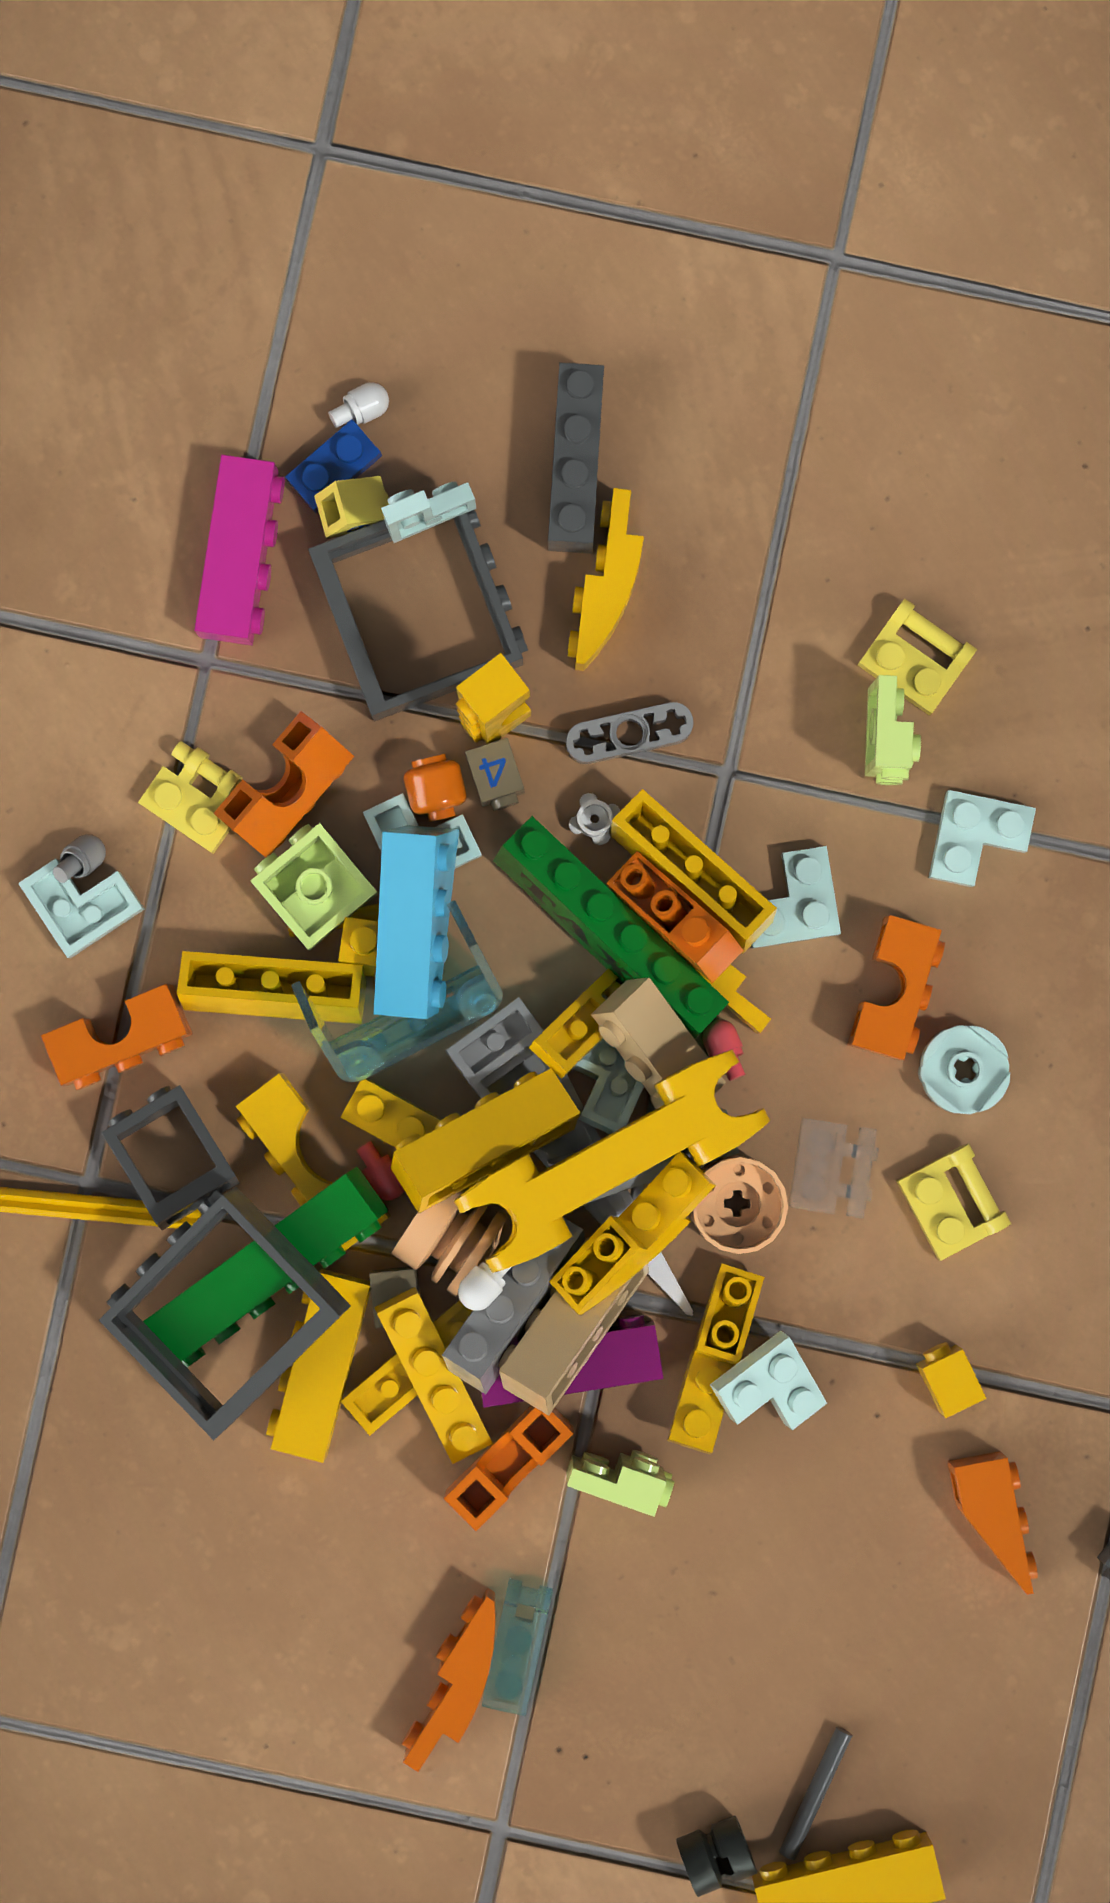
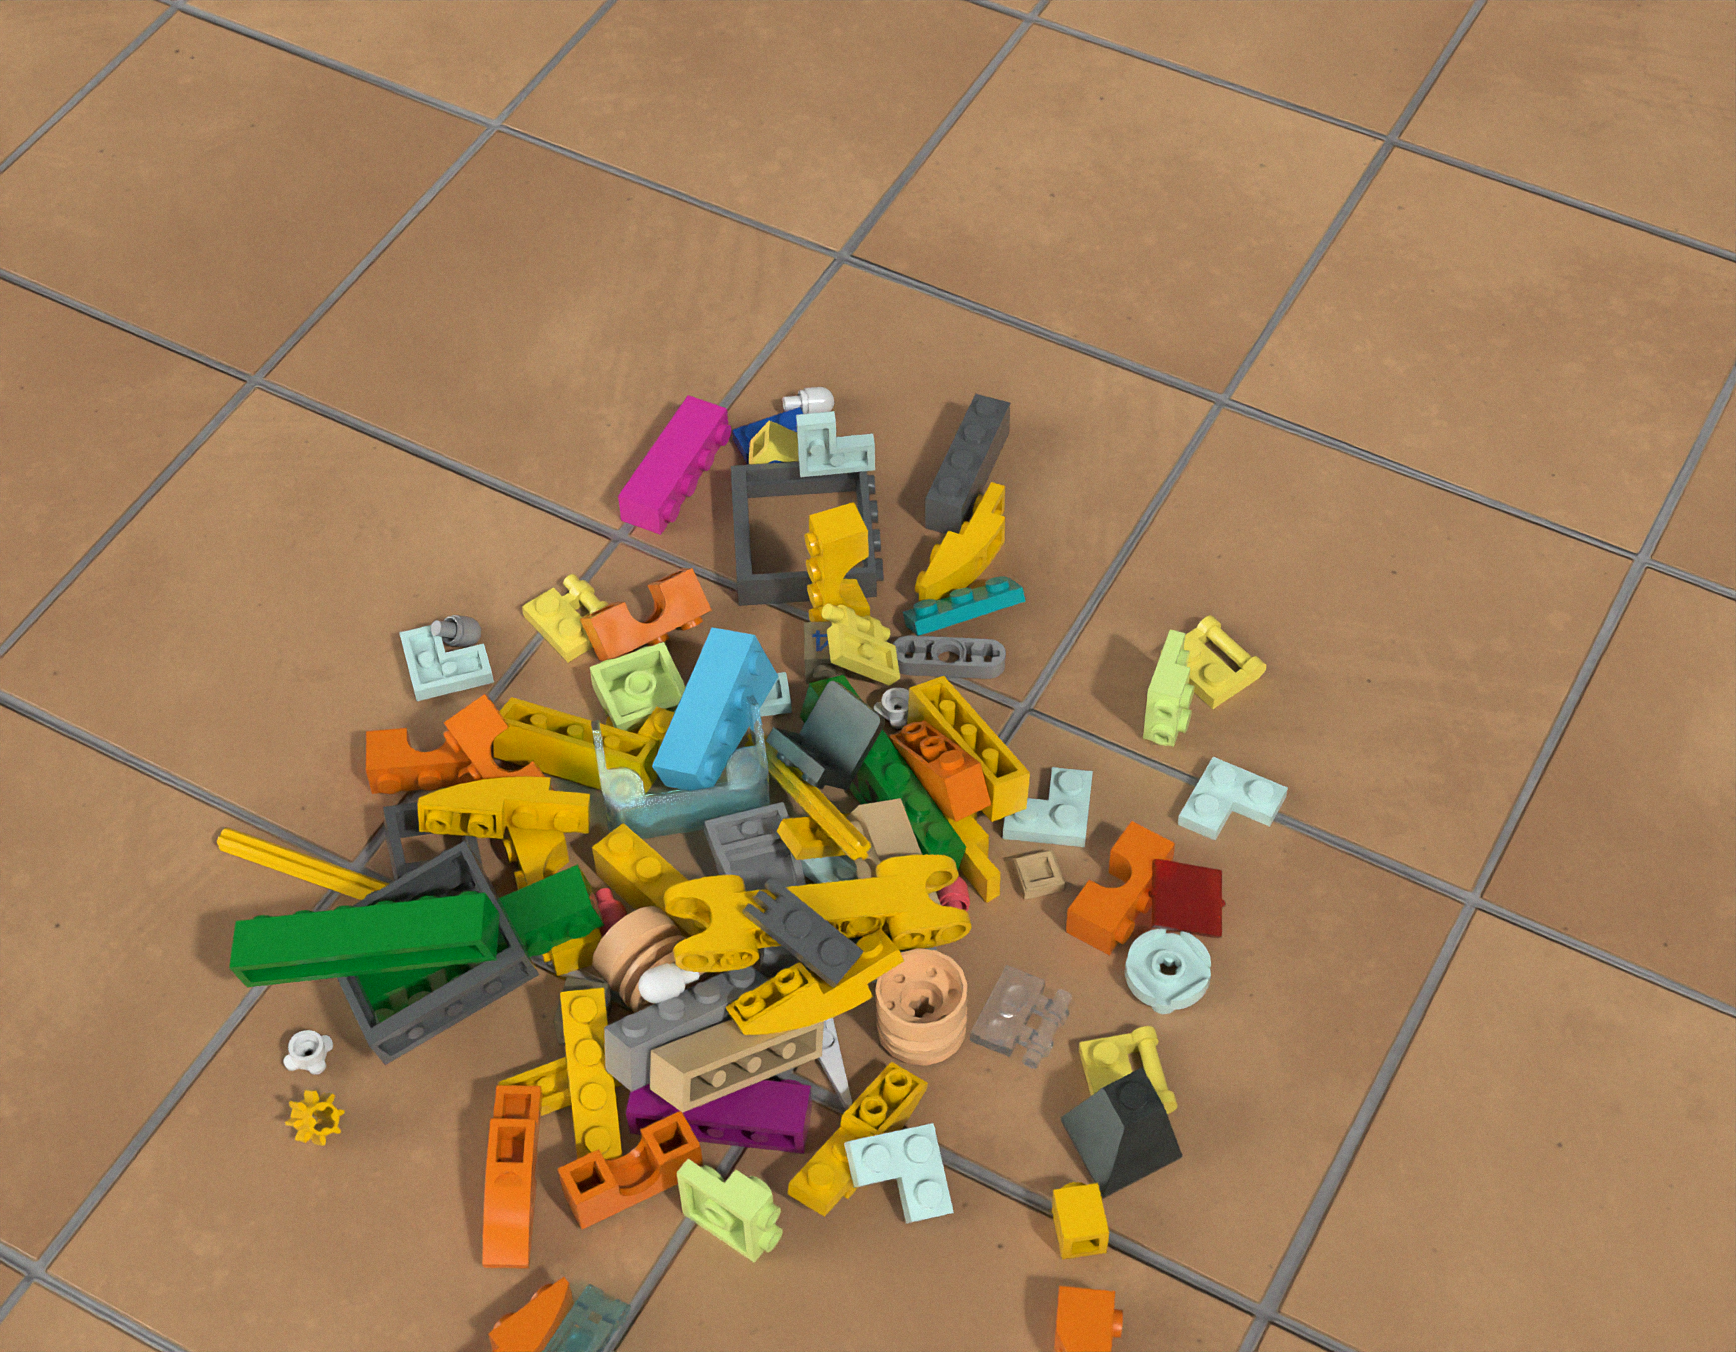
camera: 20 degrees right, 35 degrees down
(126, 1424) = (304, 1042): none -> white plate
(167, 1339) = (365, 939): none -> green brick
(176, 1492) = (323, 1109): none -> yellow gear
(216, 1114) = (489, 805): none -> yellow slope
(229, 1060) = (474, 732): none -> orange arch
(319, 1376) = (489, 1052): yellow brick -> none
(394, 1499) = (511, 1177): none -> orange slope
(435, 787) = (777, 642): orange head -> none
(483, 1139) = (653, 870): yellow brick -> none
(538, 780) = (861, 644): none -> light yellow plate
(549, 922) = (832, 739): none -> pearl dark grey bracket
(550, 994) = (816, 805): none -> yellow axle
(614, 1207) = (803, 933): none -> dark grey hinge
(628, 663) = (963, 605): none -> teal plate
(802, 987) = (1038, 874): none -> tan tile
(966, 985) = (1186, 898): none -> clear red piece
(966, 1278) = (1122, 1133): none -> pearl dark grey slope

